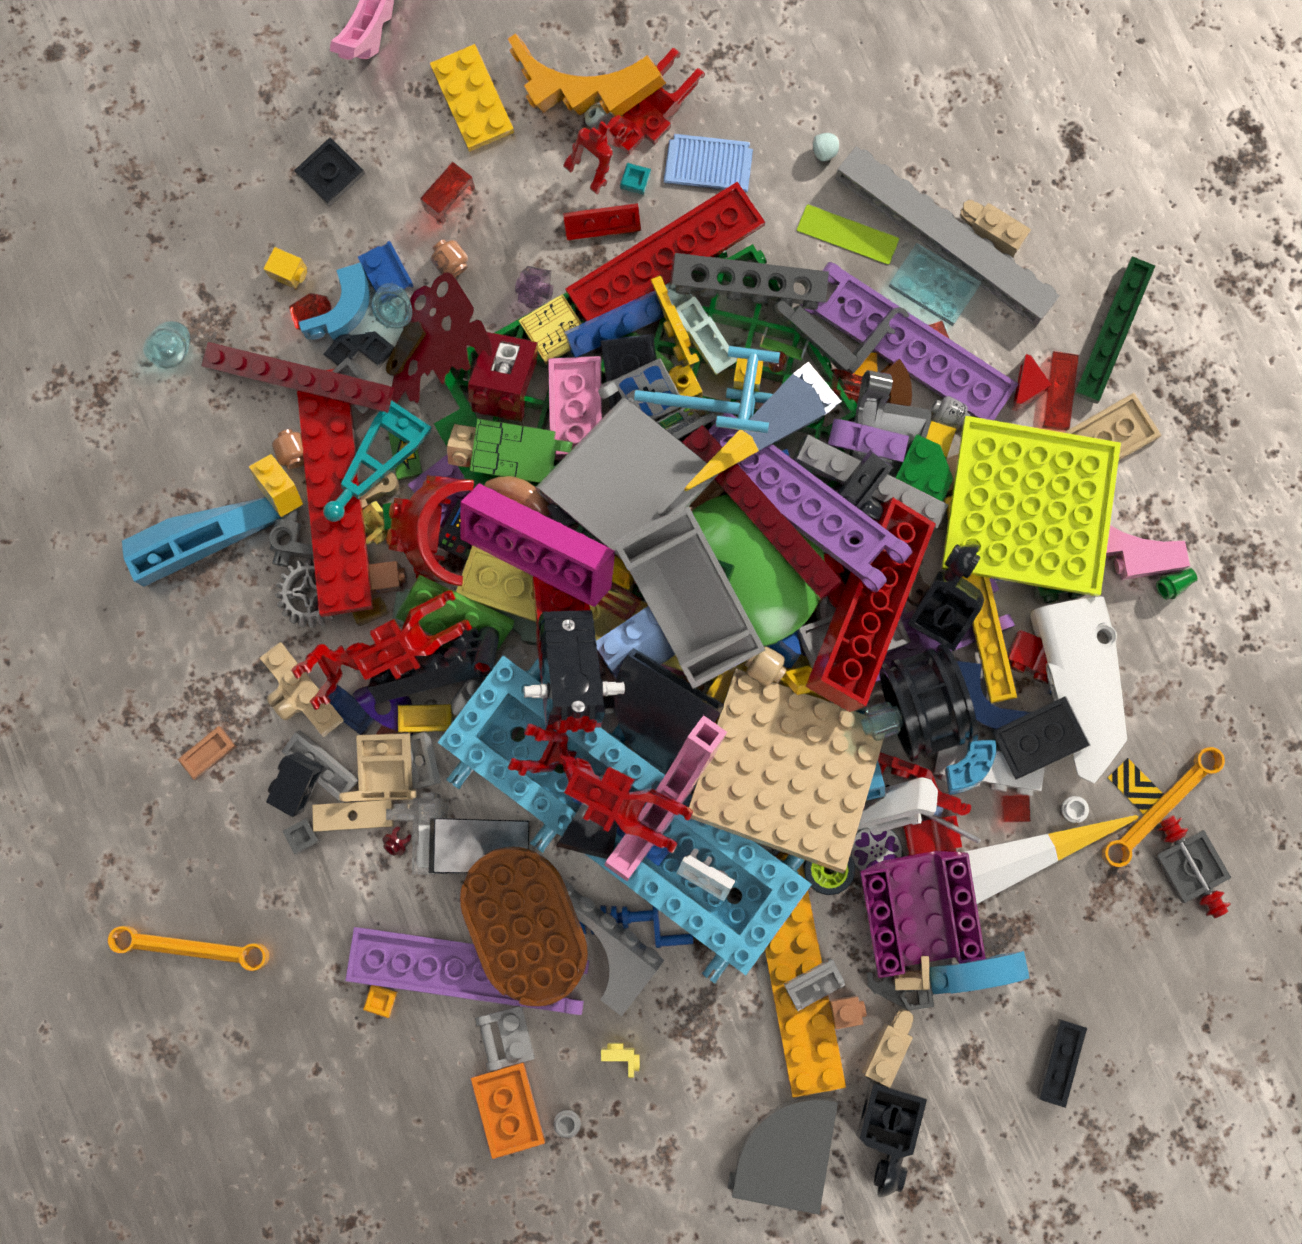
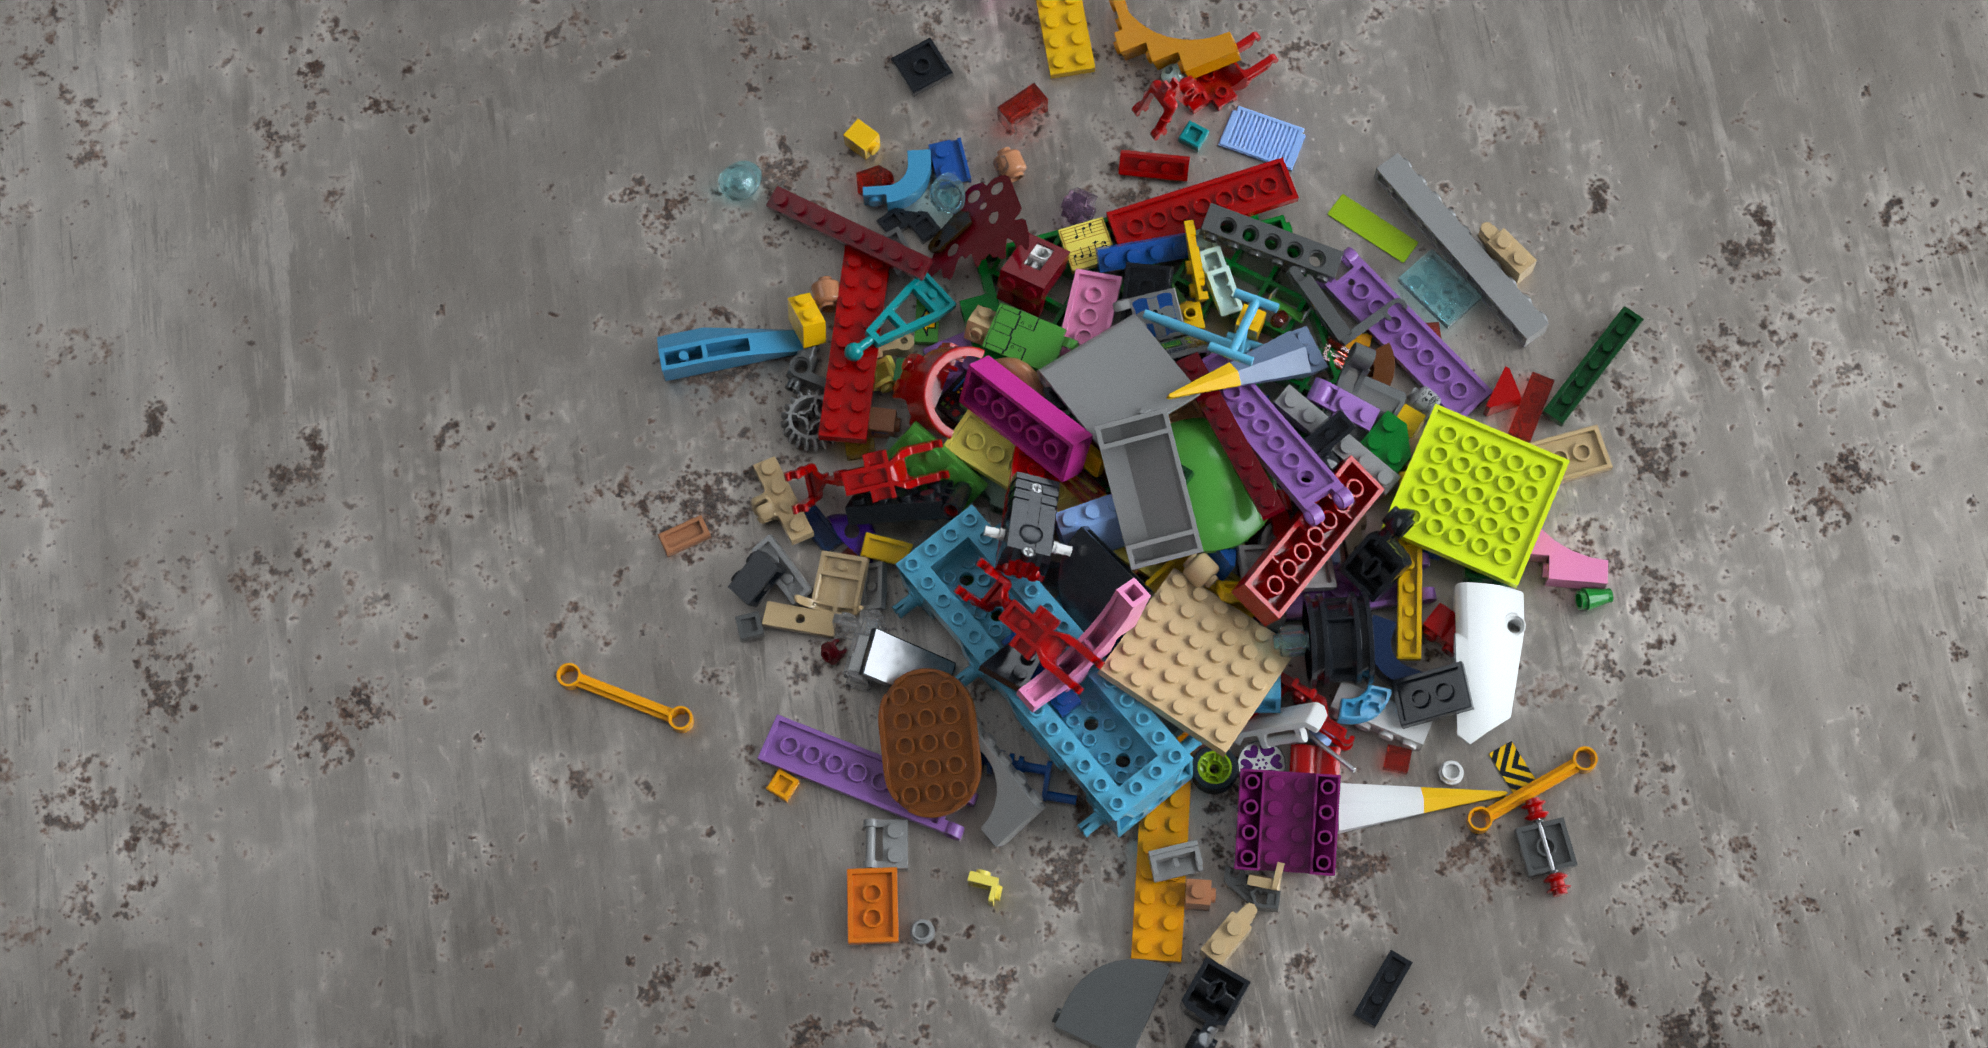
camera: 10 degrees right, 10 degrees down
(707, 878) = (1102, 733): white plate -> none
(825, 146) = (1371, 147): light aqua piece -> none
(979, 974) = (1327, 887): dark azure arch -> none

